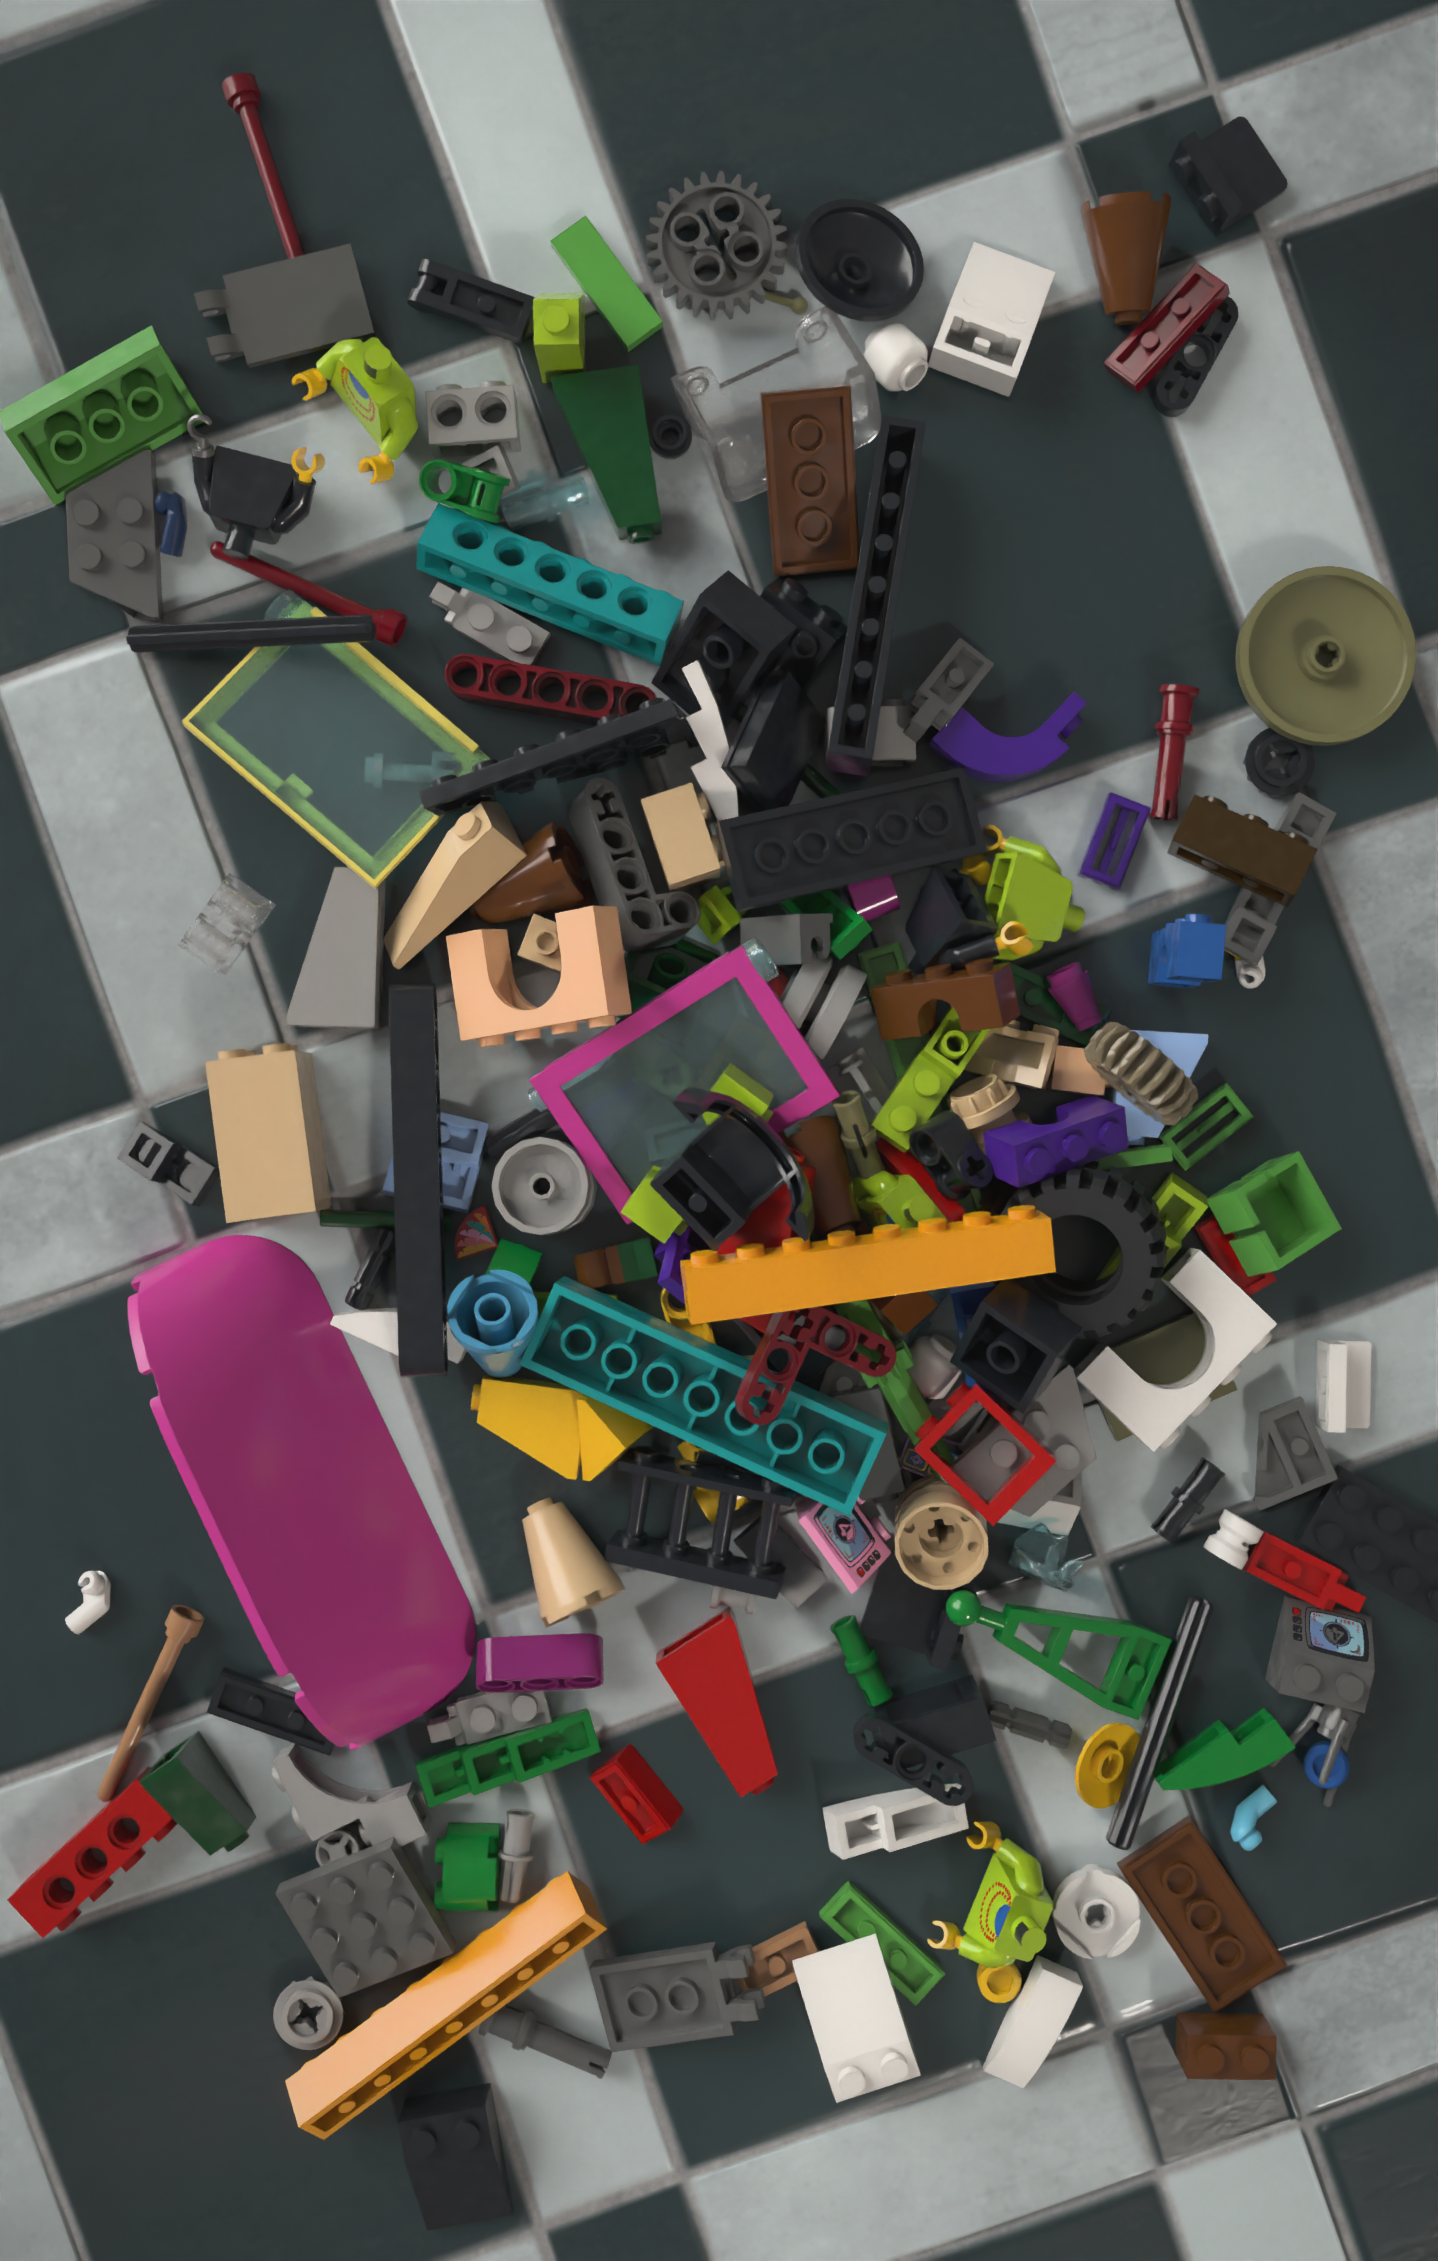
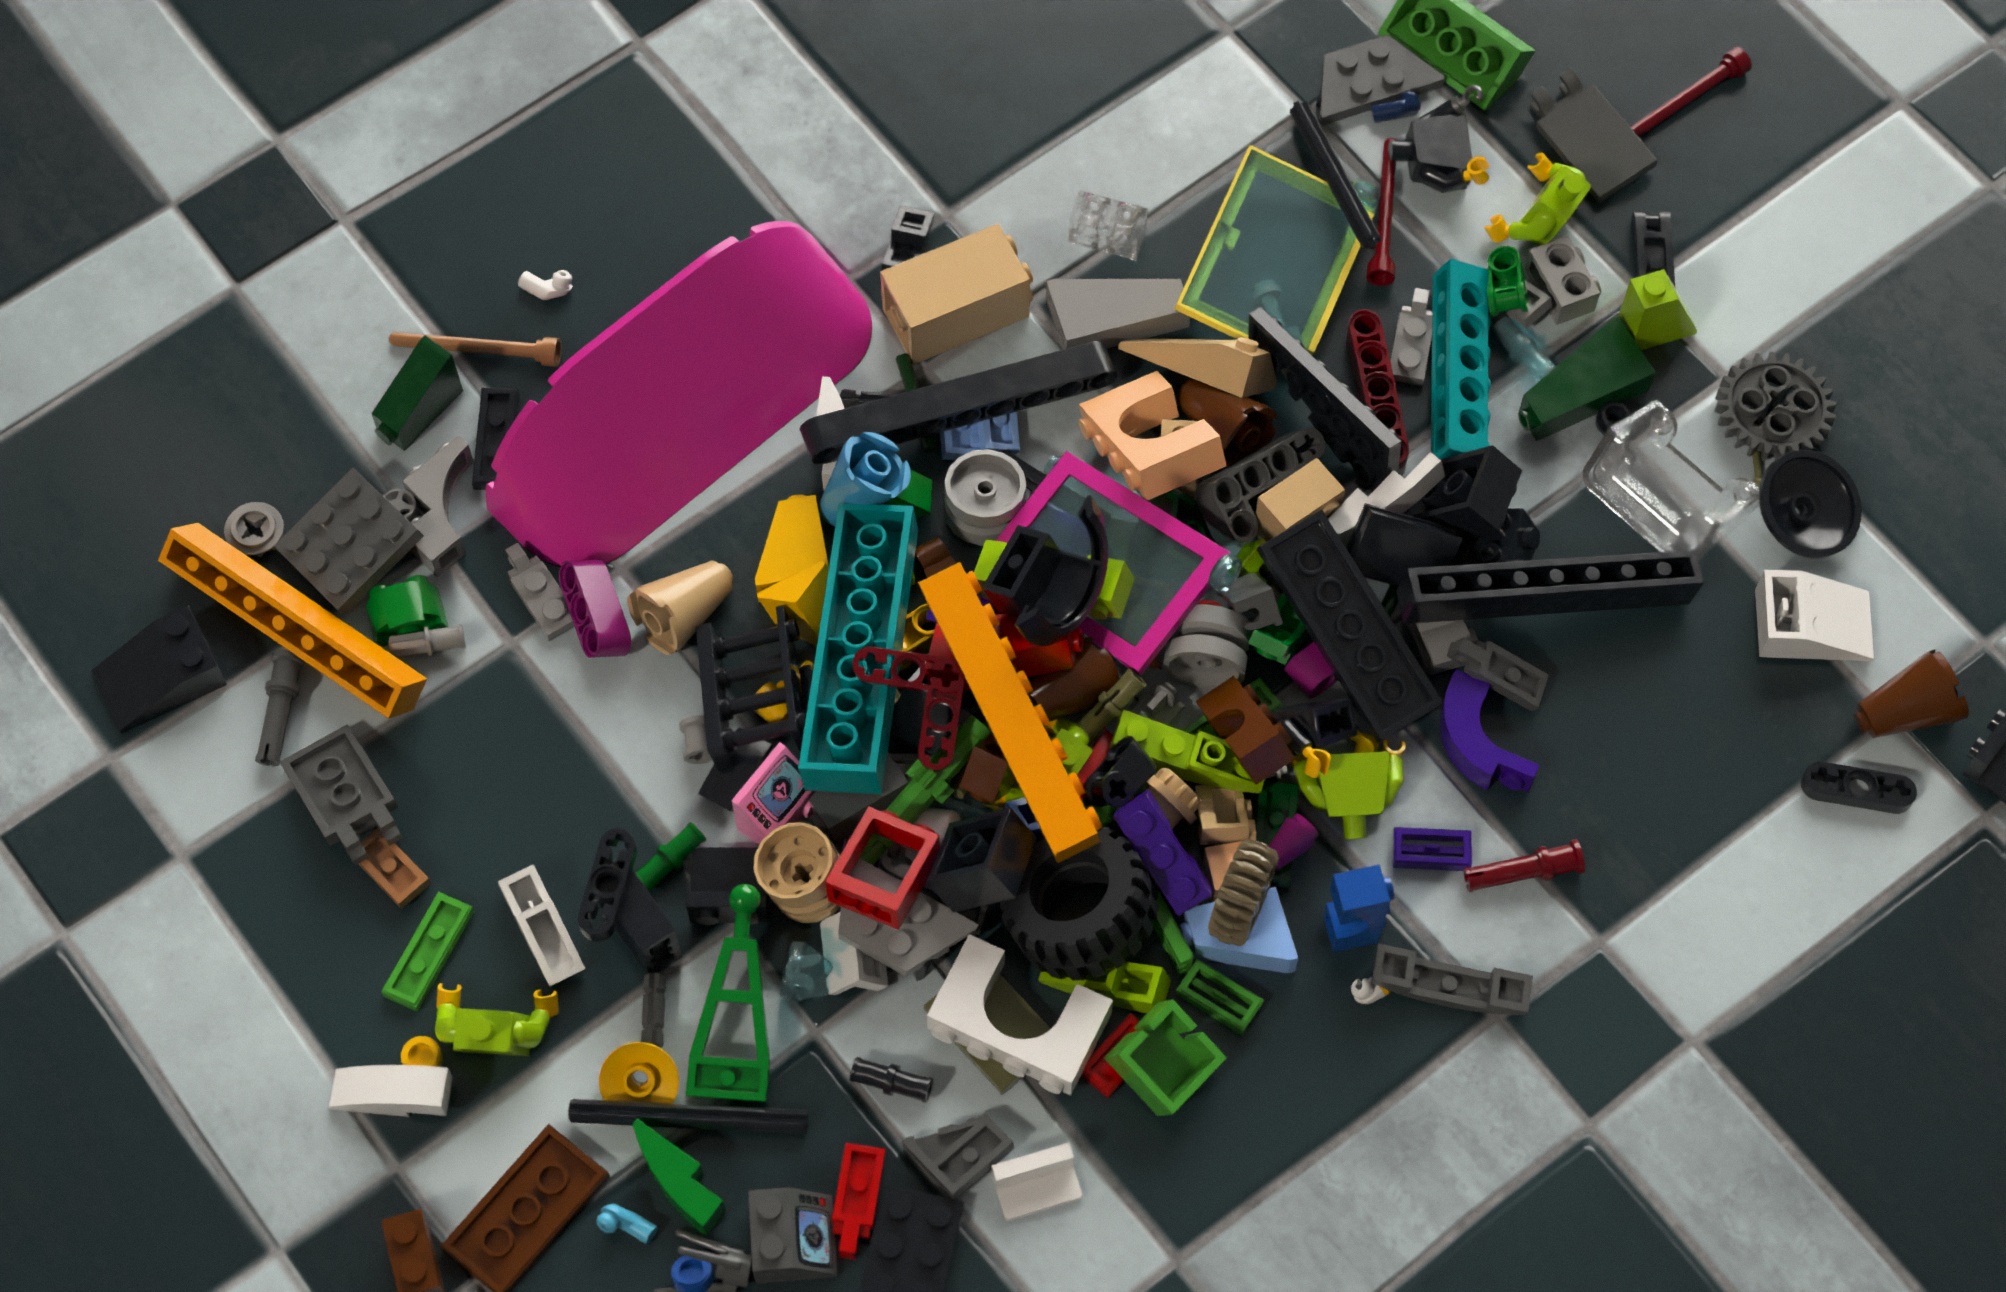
camera: 70 degrees right, 25 degrees down
(41, 1896) = (308, 311): red brick -> none
(475, 1234) = (928, 465): tile -> none
(507, 1758) = (508, 612): green slope -> none
(606, 283) = (1711, 343): bright green tile -> none
(637, 1794) = (503, 721): red slope -> none
(719, 1694) = (604, 757): red slope -> none
(811, 479) = (1625, 512): reddish brown tile -> none
(856, 2018) = (362, 937): white slope -> none
(896, 357) = (1748, 557): white head -> none
(1093, 1887) = (496, 1095): white plate -> none
(1167, 327) = (1868, 753): dark red tile -> none
(1233, 1539) = (869, 1126): white wheel -> none
(1242, 849) = (1465, 941): dark brown brick -> none
(1297, 769) = (1551, 941): black gear -> none
(1325, 656) = (1655, 958): olive dish -> none

